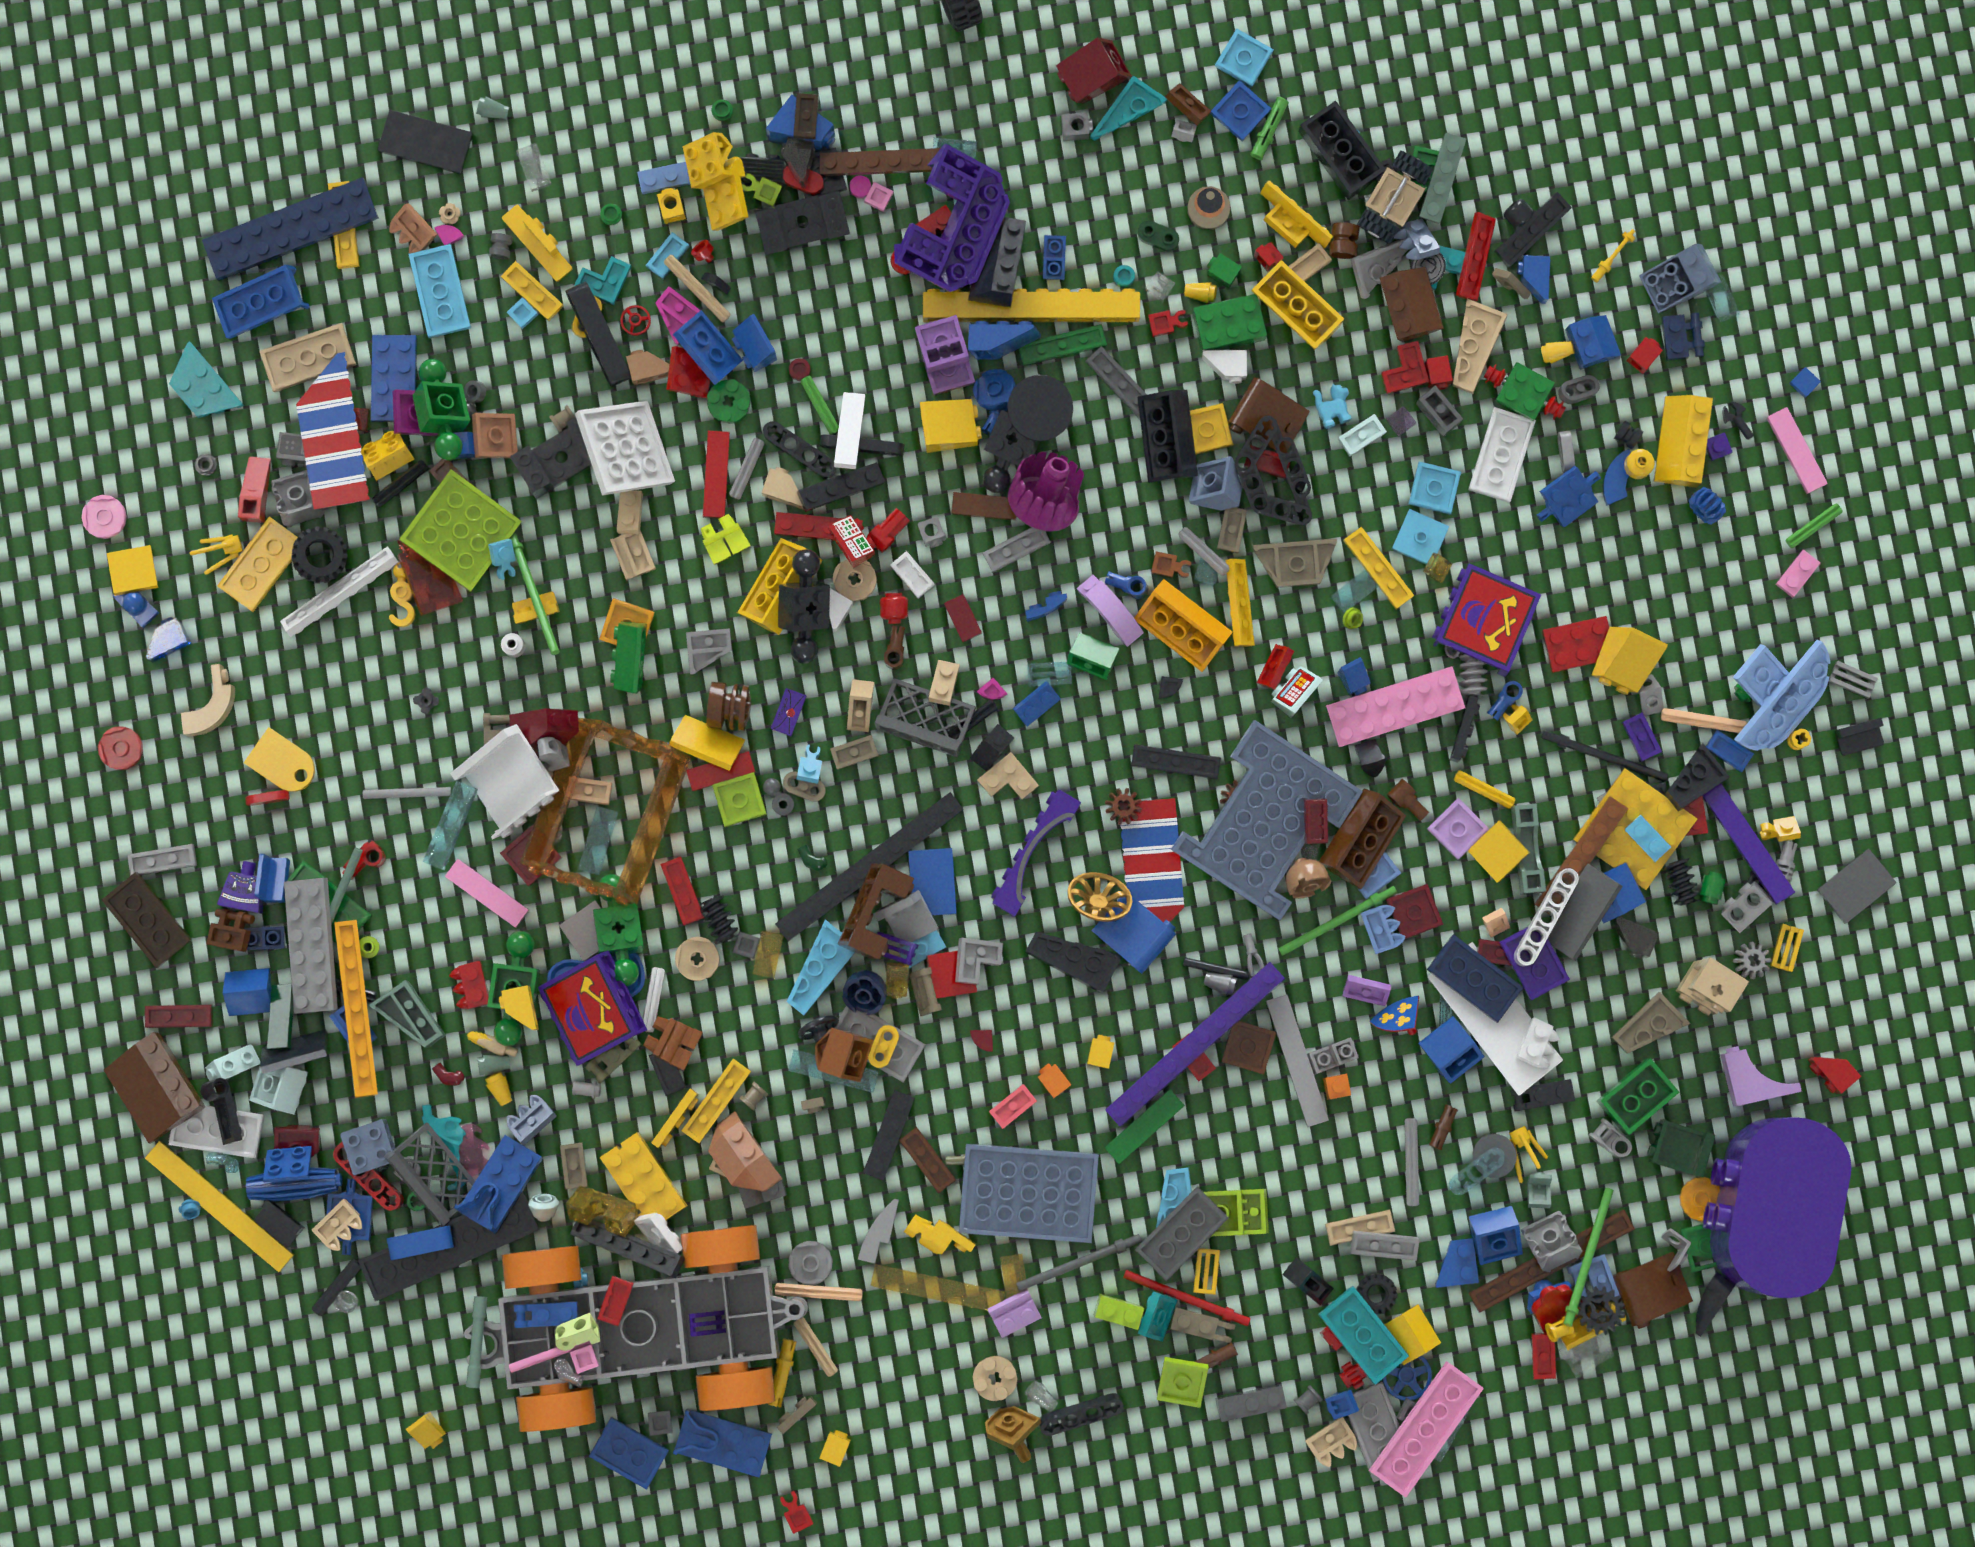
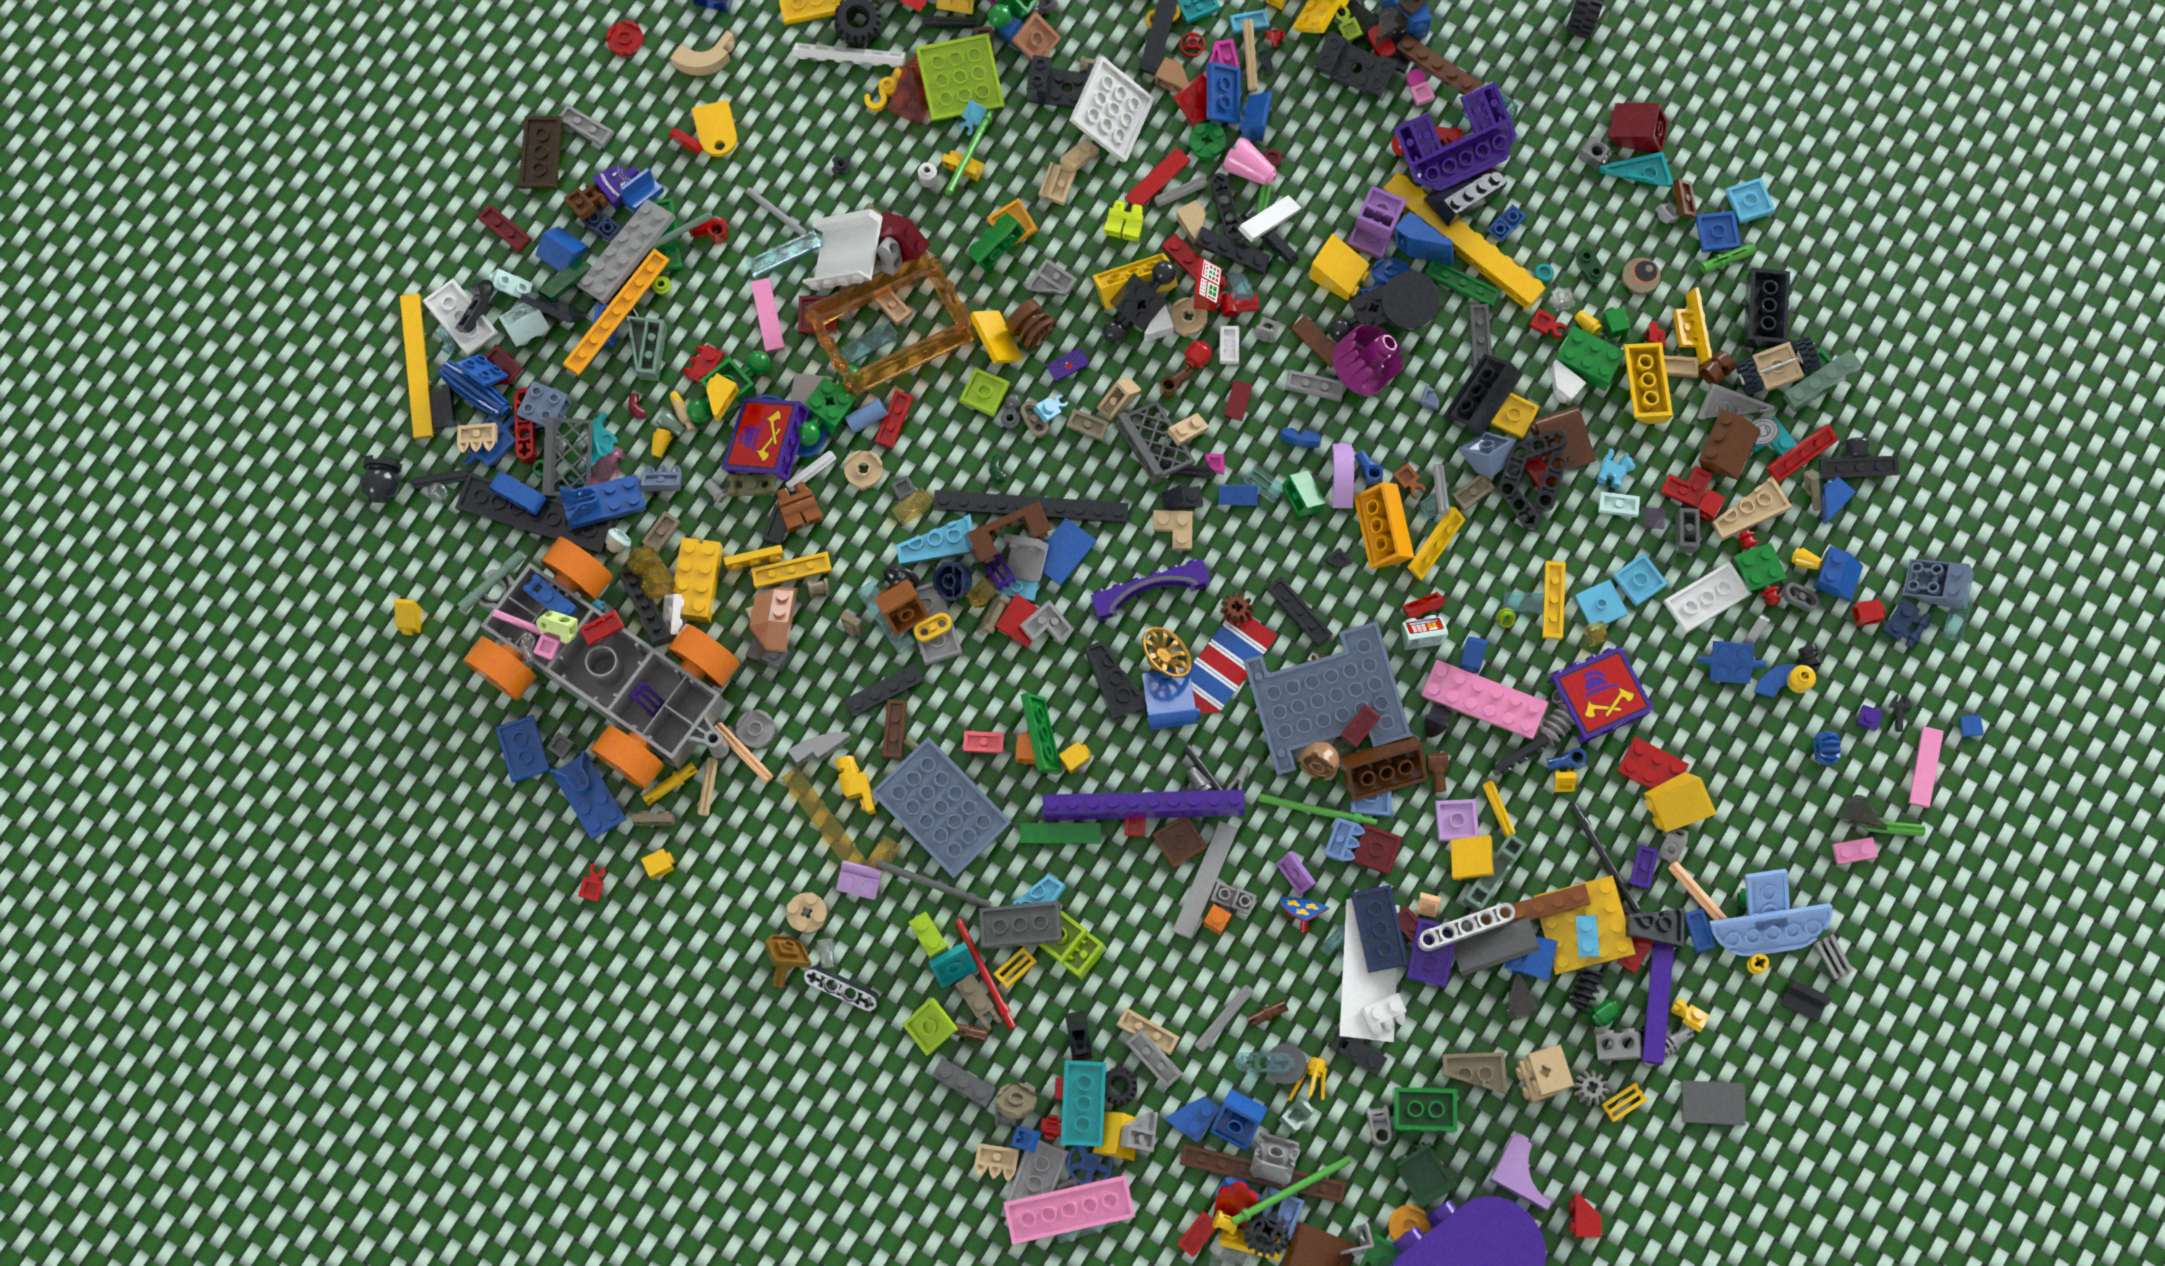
camera: 45 degrees right, 10 degrees down
(154, 1087) = (448, 257): reddish brown slope -> none
(190, 1209) = (396, 351): dark azure plate -> none
(288, 1337) = (380, 480): none -> black tile
(660, 906) = (866, 416): none -> medium blue pin
(710, 774) = (976, 358): red tile -> none
(718, 919) = (899, 455): black piece -> none
(789, 394) = (1249, 163): none -> bright pink cone
(876, 515) = (1239, 286): none -> clear light blue tile
(982, 1039) = (1004, 682): dark red tile -> none
(1056, 1058) = (1041, 733): none -> green tile
(1123, 475) = (1429, 398): none -> sand blue tile
(1296, 562) = (1499, 549): dark tan wing -> none
(1305, 1380) = (1016, 1100): none -> dark tan tile
(1417, 238) = (1769, 407): sand blue plate -> none
(1428, 1316) = (1140, 1132): none -> light grey wing
(1451, 1050) = (1319, 962): blue slope -> none
(1604, 266) = (1889, 532): yellow piece -> none
(1683, 440) = (1847, 691): yellow slope -> none
(1779, 537) = (1861, 813): none -> clear smoke slope

